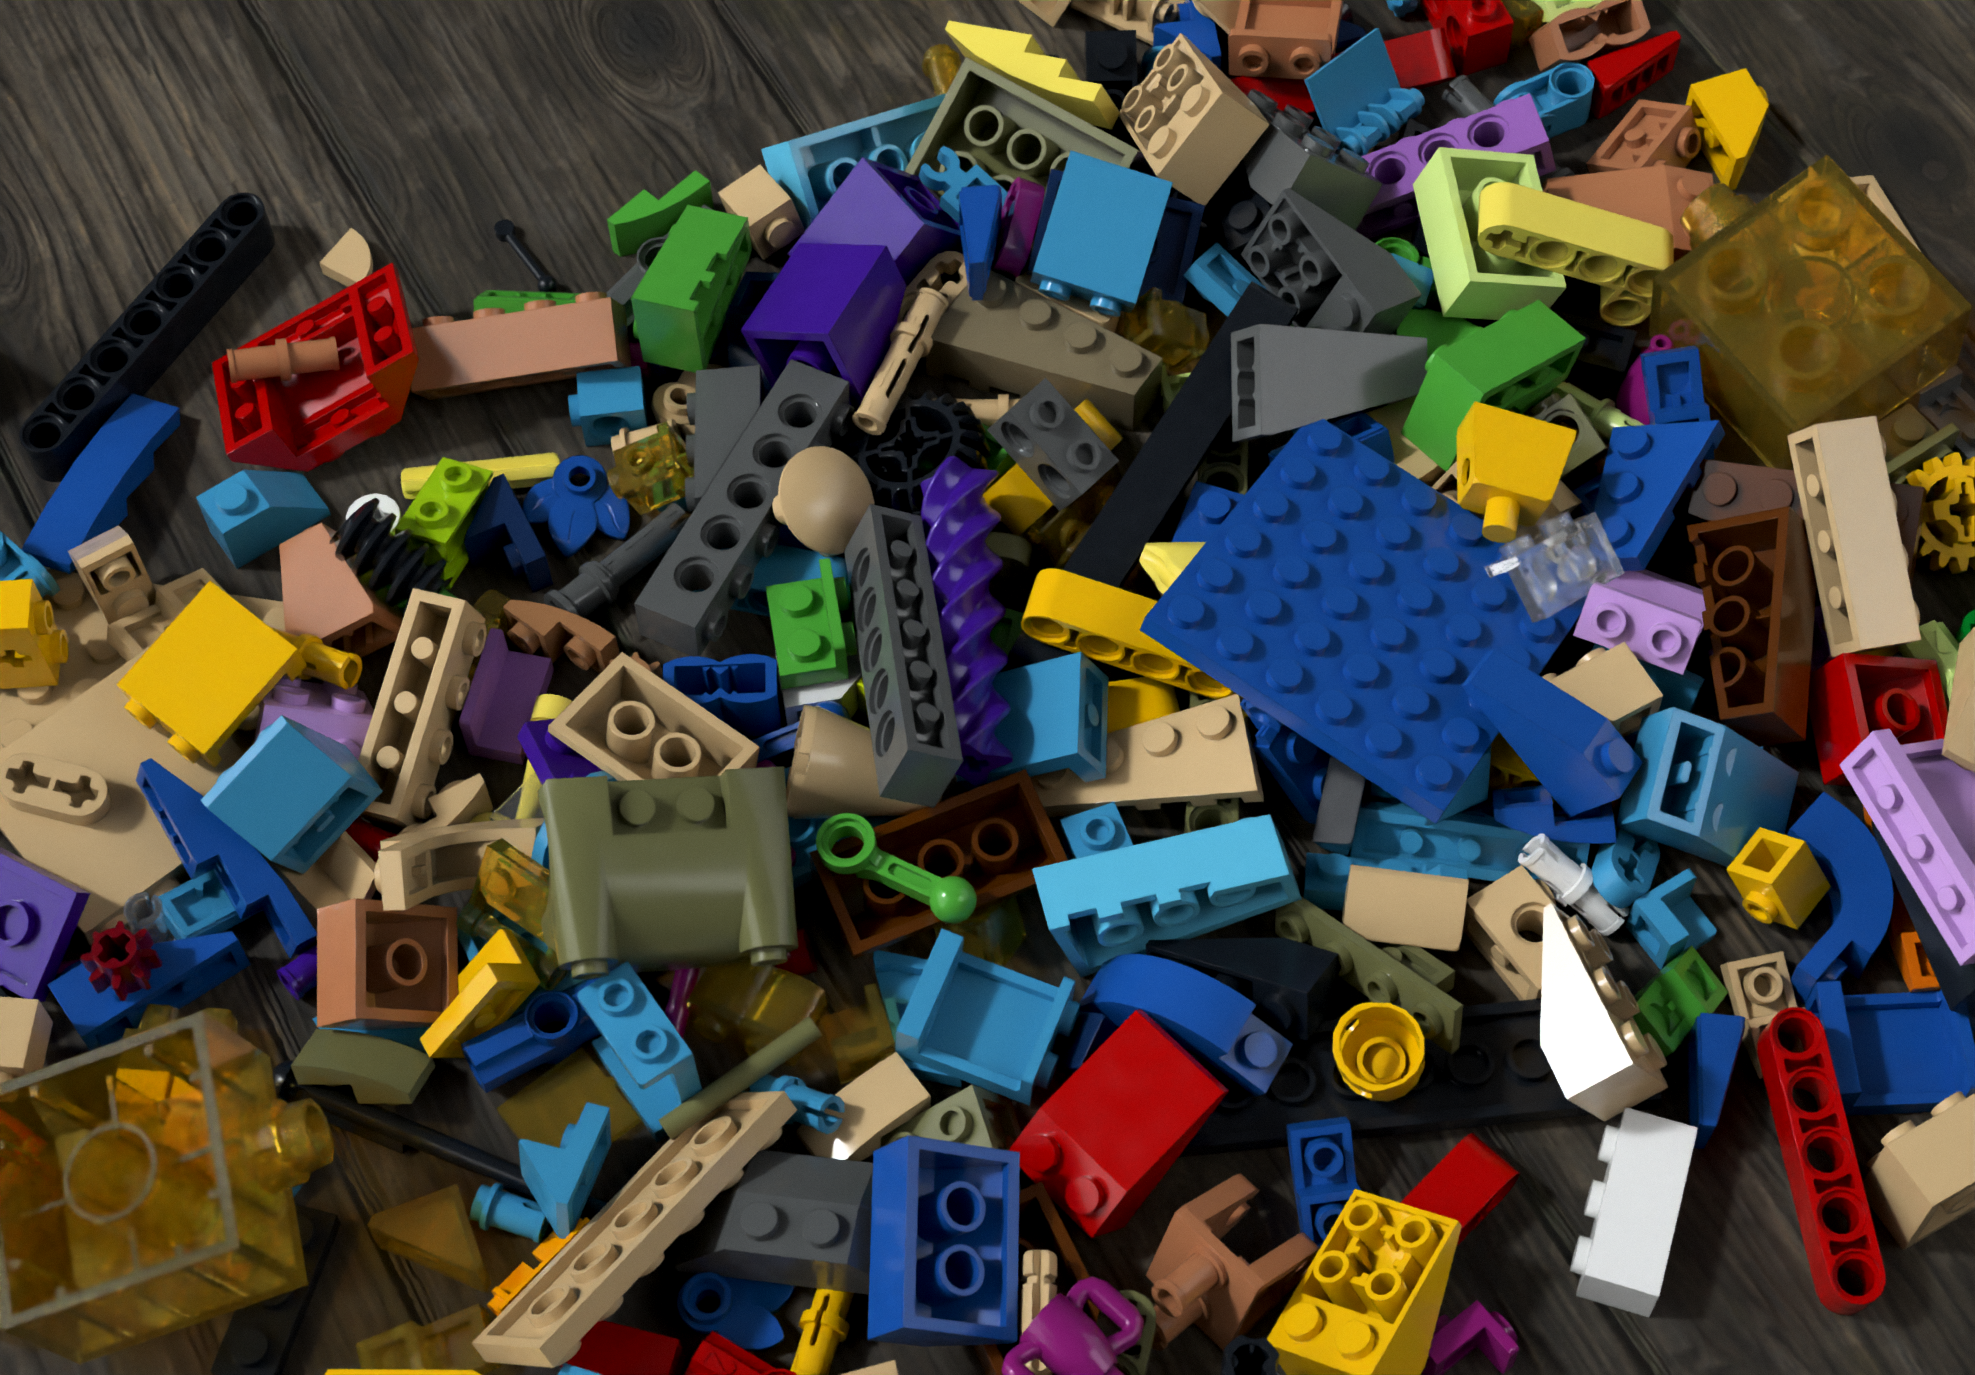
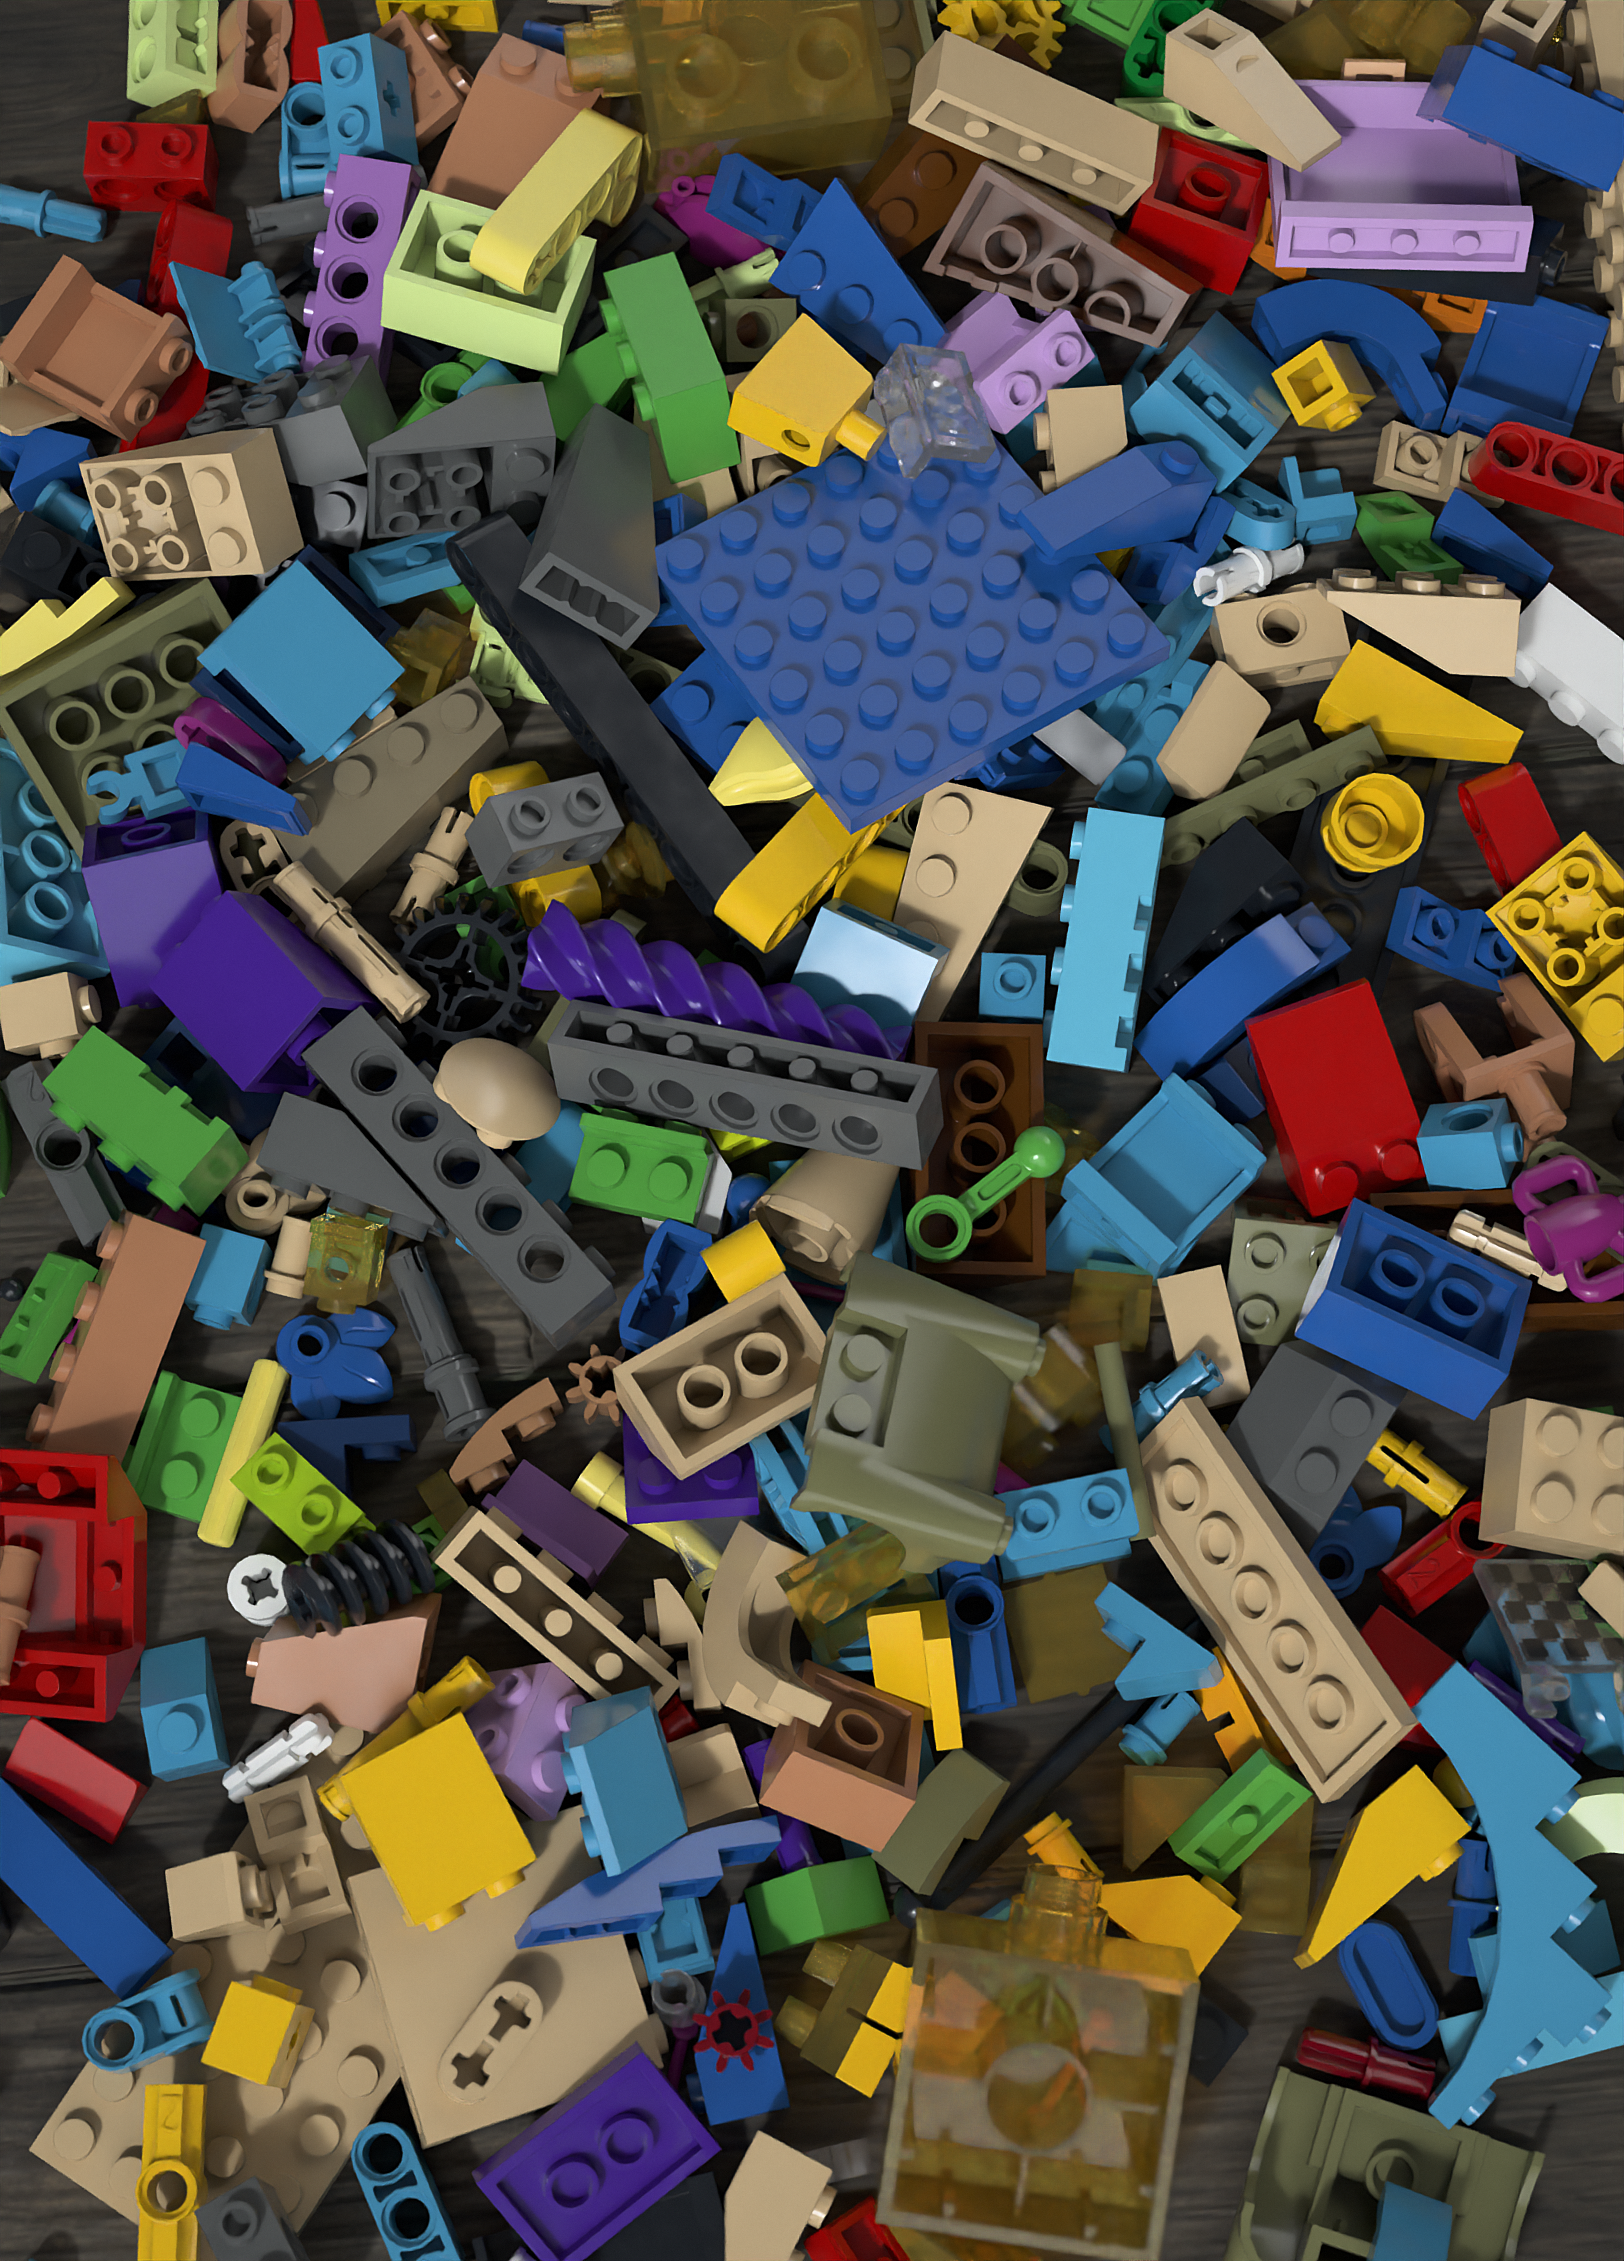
camera: 65 degrees left, 15 degrees up
(188, 469) = (73, 1780): none -> red slope
(247, 582) = (279, 1757): none -> white axle
(266, 1009) = (816, 1904): none -> bright green slope
(345, 1286) = (1174, 1913): none -> yellow slope
(372, 1179) = (1057, 1844): none -> yellow pin
(445, 1293) = (1240, 1816): none -> bright green plate
(466, 425) = (180, 1446): none -> bright green bracket
(756, 714) = (743, 1261): none -> yellow piece
(1125, 1245) = (1469, 1145): none -> dark azure brick
(1503, 1050) = (1410, 712): none -> yellow slope
(1598, 115) = (368, 100): none -> dark azure brick

